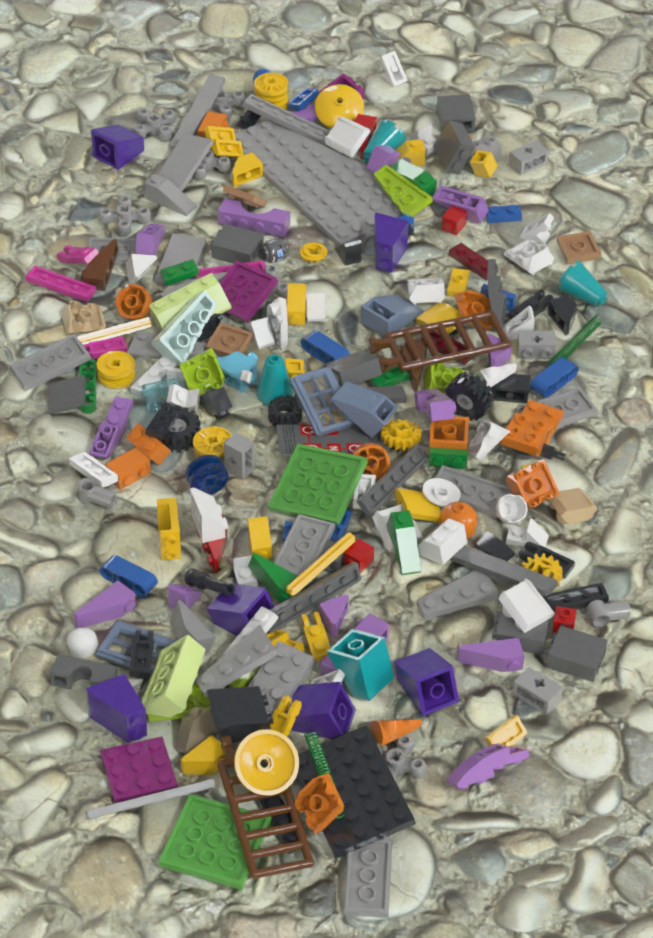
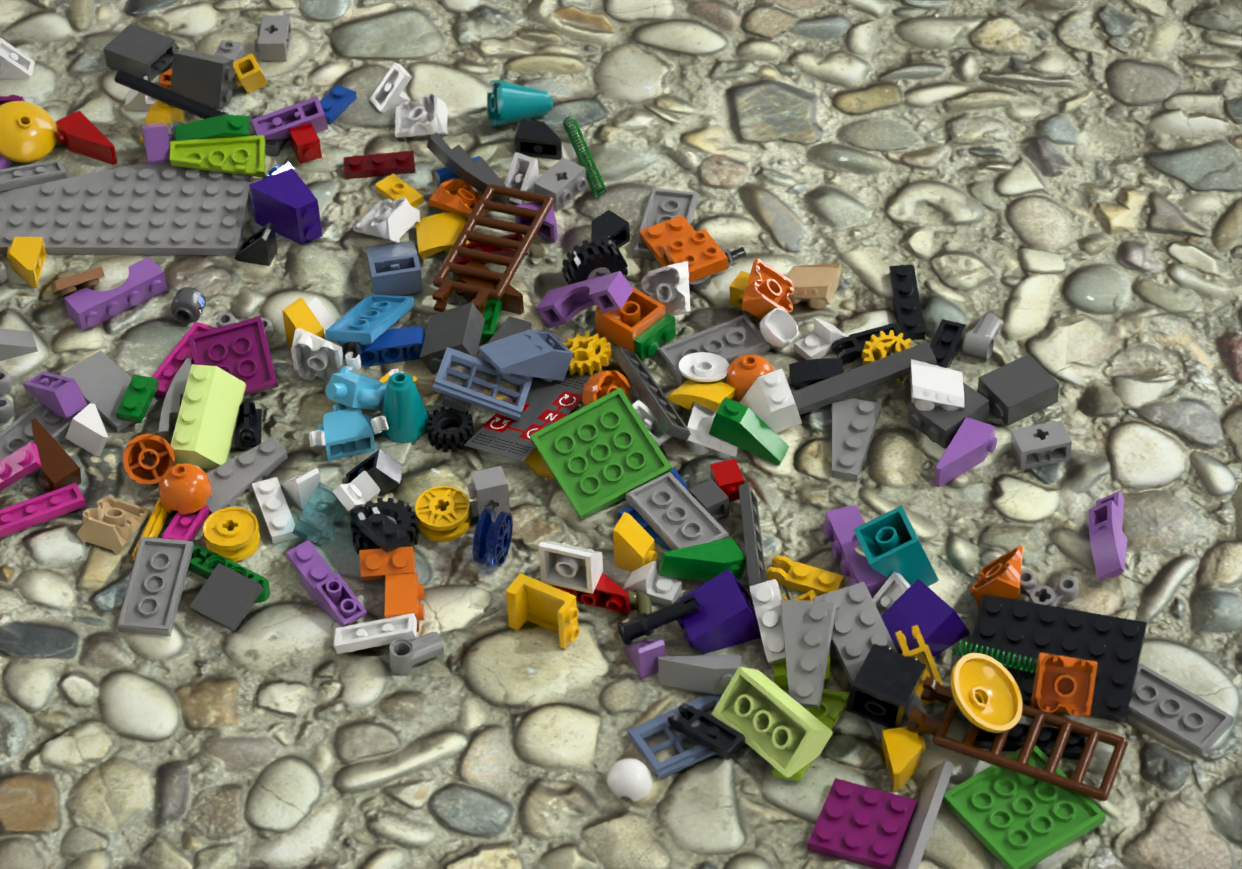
camera: 50 degrees left, 0 degrees up
(70, 669) = (702, 786): dark grey arch -> none
(108, 605) = (599, 724): medium lavender slope -> none
(117, 708) = (776, 789): dark purple slope -> none
(126, 328) = (184, 488): none -> orange cylinder
(129, 574) = (569, 687): blue beam -> none
(181, 333) = (247, 434): light aqua wedge -> none
(195, 729) = (858, 743): dark tan slope -> none
(203, 372) = (335, 454): lime slope -> none
(229, 339) = (291, 416): medium nougat plate -> none
(237, 244) = (144, 330): dark grey brick -> none
(262, 332) = (301, 383): white slope -> none
(266, 346) = (356, 389): none -> medium azure torso
(313, 247) = (215, 274): yellow gear -> none
(320, 564) = (724, 511): yellow axle -> none
(331, 326) = (369, 319): none -> dark azure plate
(333, 613) = (794, 543): medium lavender slope -> none
(346, 136) = (84, 149): white slope -> none
(384, 135) = (121, 125): teal cone -> none
(419, 145) = (165, 95): none -> black axle
(427, 681) = (954, 518): dark purple slope -> none
(439, 376) = (537, 280): lime slope -> none
(495, 374) = (580, 231): white slope -> none
(507, 733) = (1077, 499): yellow plate -> none
(534, 302) = (497, 157): black hinge -> none
(554, 377) = (621, 195): blue beam -> none
(564, 617) = (972, 368): red brick -> none
(578, 247) = (450, 77): medium nougat plate -> none
(605, 559) = (907, 301): none -> black plate

